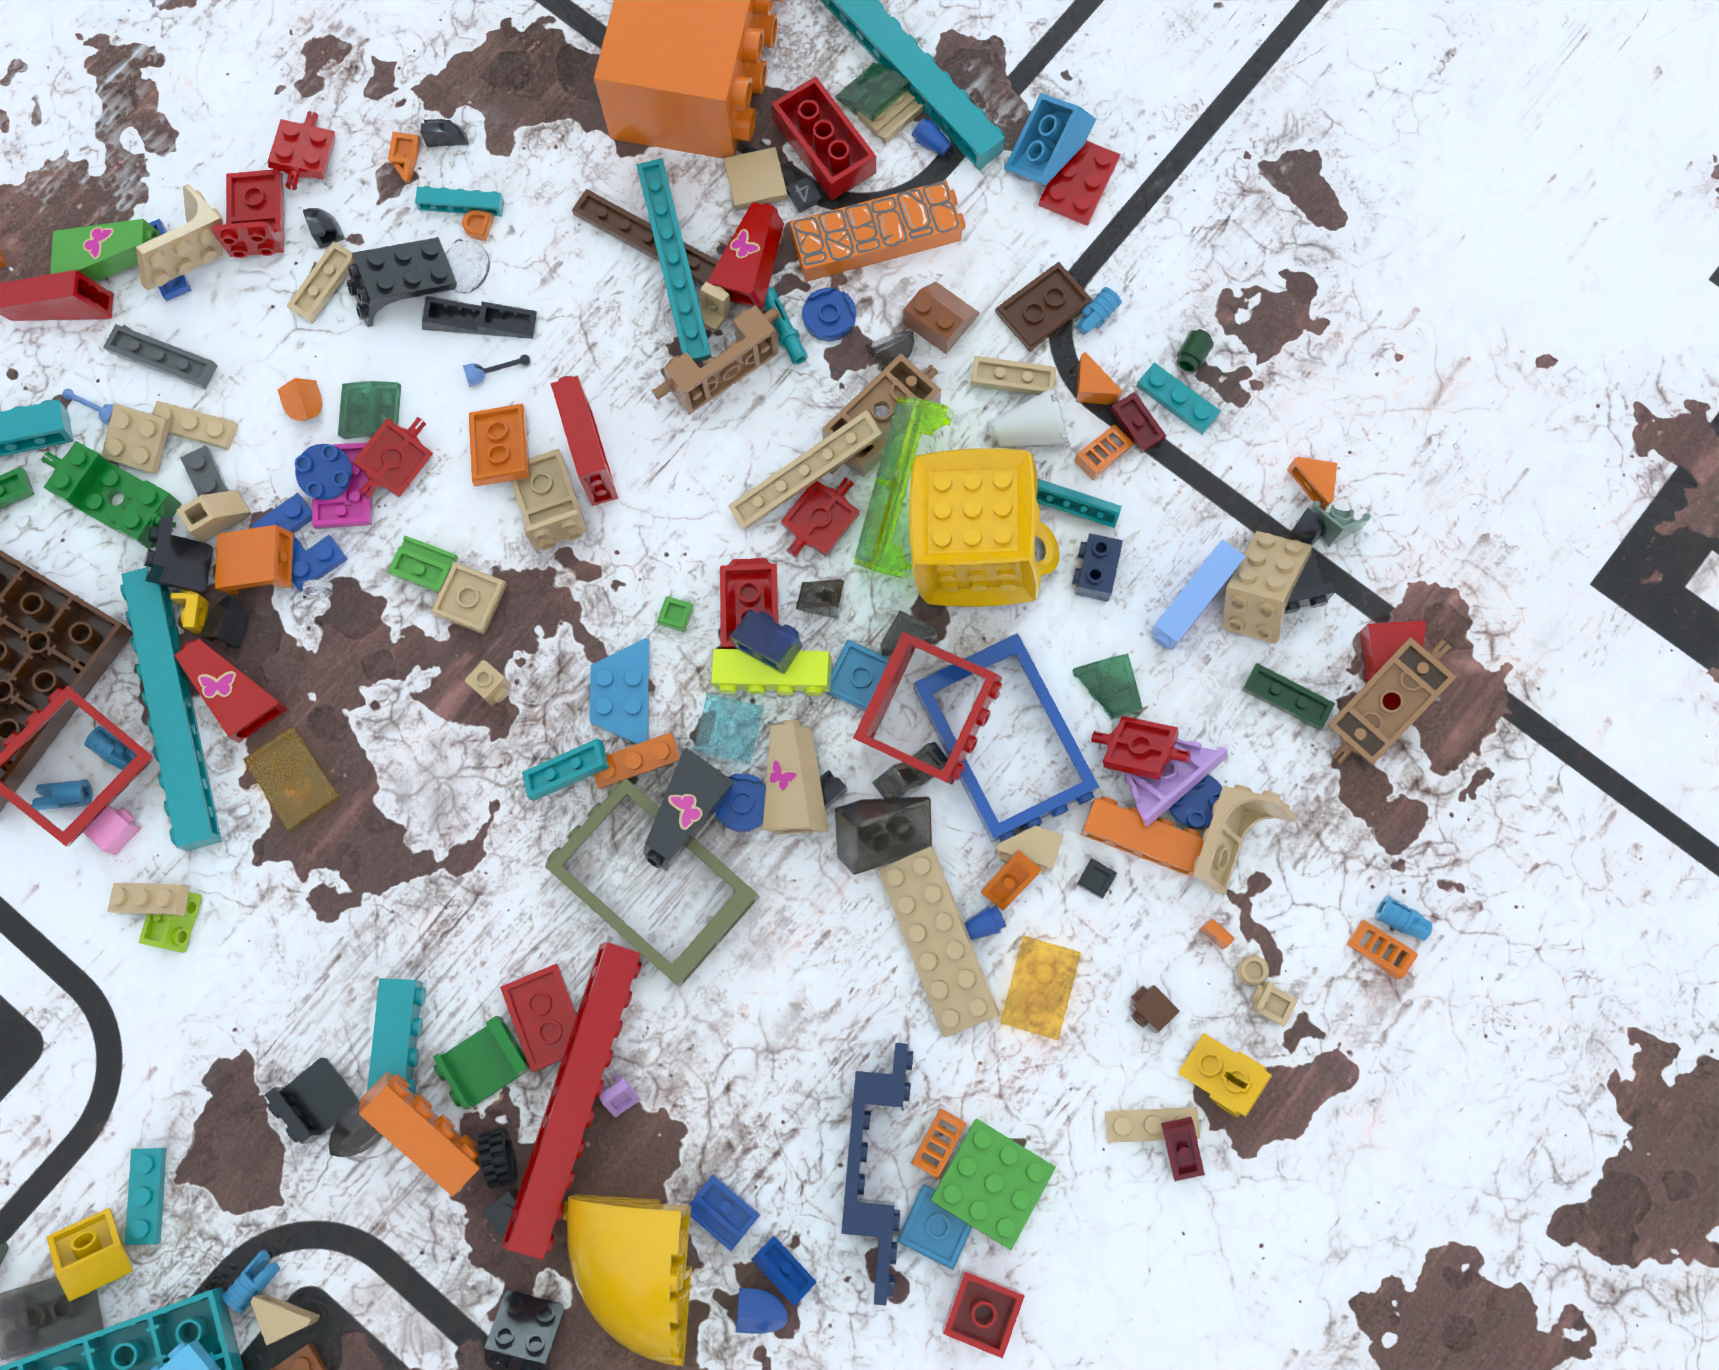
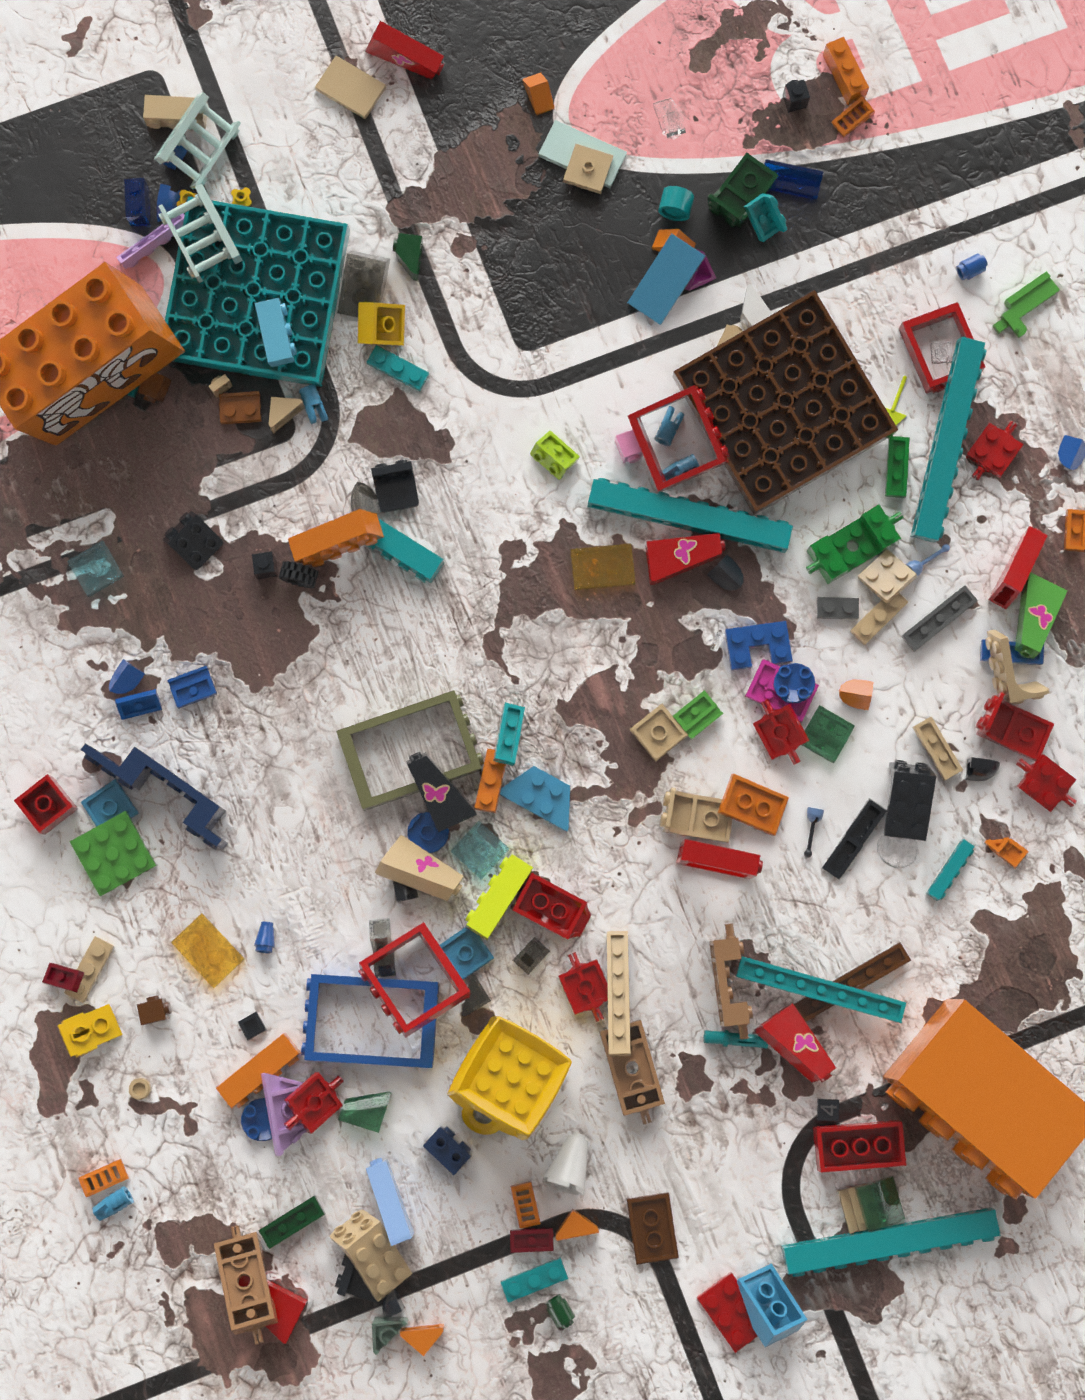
camera: 115 degrees right, 5 degrees up
(148, 899) = (571, 448): tan plate -> none
(177, 560) = (783, 564): black bracket -> none
(195, 610) = (743, 558): yellow bracket -> none
(213, 513) = (804, 601): tan slope -> none
(254, 559) = (757, 611): orange panel -> none
(442, 133) = (1010, 886): black brick -> none
(477, 224) = (927, 873): orange tile -> none
(481, 1064) = (360, 593): green panel -> none
(488, 683) = (592, 715): tan bracket -> none
(541, 1015) = (365, 643): red plate -> none
(571, 1102) = (305, 635): red brick -> none
(619, 1096) = (292, 662): lavender tile -> none
(633, 1270) = (191, 619): yellow brick -> none
(675, 614) = (574, 857): bright green tile -> none
(714, 306) = (773, 998): tan bracket -> none
(755, 178) = (858, 1082): tan tile -> none
(767, 640) = (515, 902): clear blue brick -> none
(829, 314) = (728, 1076): blue tile -> none
(877, 230) = (770, 1144): orange brick -> none
(882, 831) = (355, 906): clear smoke slope -> none
(890, 347) = (677, 1102): clear smoke brick -> none
(908, 422) = (602, 1077): clear neon green windscreen -> none
(923, 1164) = (144, 831): orange slope -> none
(931, 137) = (821, 1224): blue cone -> none
(938, 316) = (684, 1151): dark orange slope -> none
(939, 942) = (271, 904): tan plate -> none
(1010, 880) = (280, 969): orange plate -> none
(1012, 375) = (612, 1175): tan plate -> none
(1036, 843) = (293, 996): tan slope -> none
(1078, 503) = (498, 1163): teal piece -> none
(1099, 310) = (626, 1262): dark azure hinge -> none
(1217, 934) = (173, 1079): orange tile -> none
(1232, 818) = (225, 1118): tan bracket -> none
(1272, 1003) = (112, 1087): tan bracket -> none

